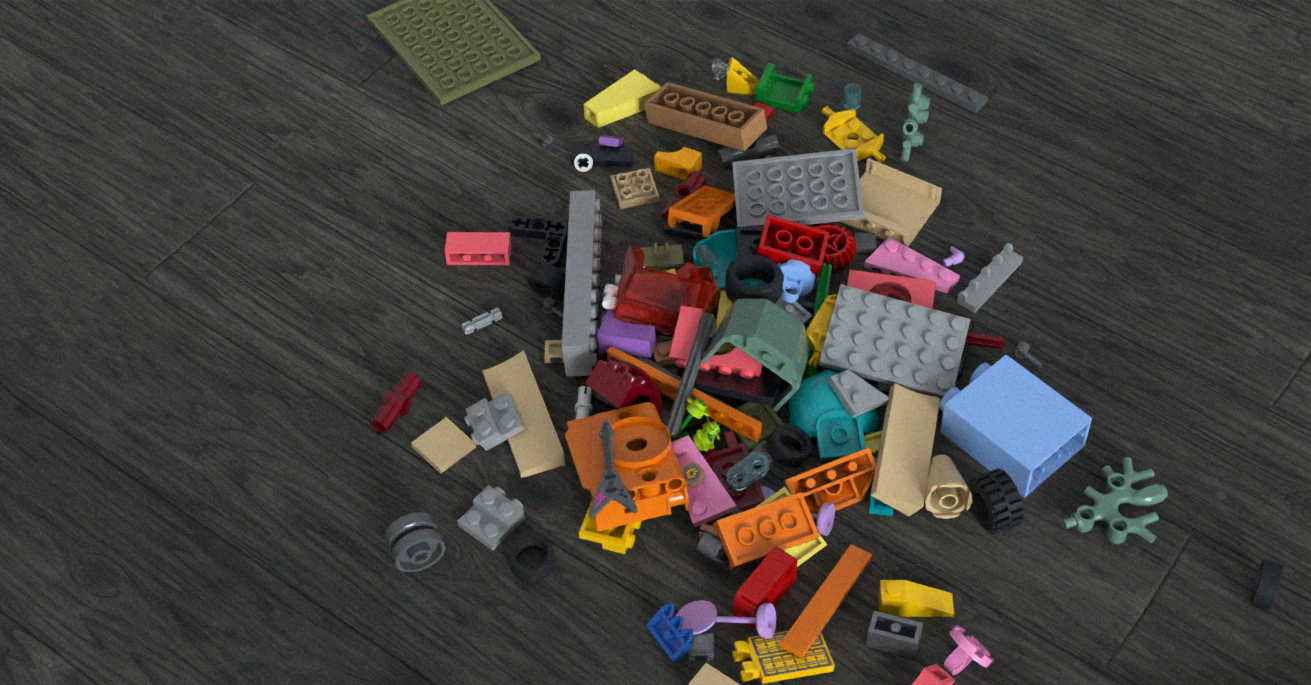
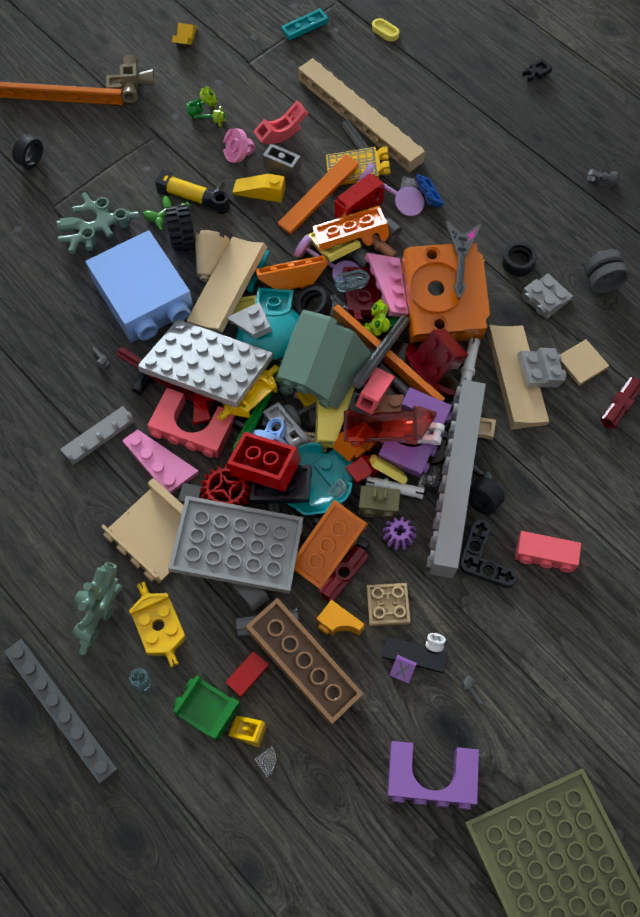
camera: 170 degrees left, 15 degrees up
(481, 321) = (547, 474): light grey axle -> none
(550, 70) = (404, 786): none -> medium lavender arch
(620, 99) = (376, 729): light yellow slope -> none
(634, 235) = (399, 526): none -> medium lavender gear
(693, 474) = (395, 277): tile -> none
(756, 268) = (301, 410): black tyre -> none
(956, 258) = (117, 461): lavender animal -> none
(1006, 575) = (216, 199): none -> piece
(1033, 553) = (152, 216): none -> bright green piece

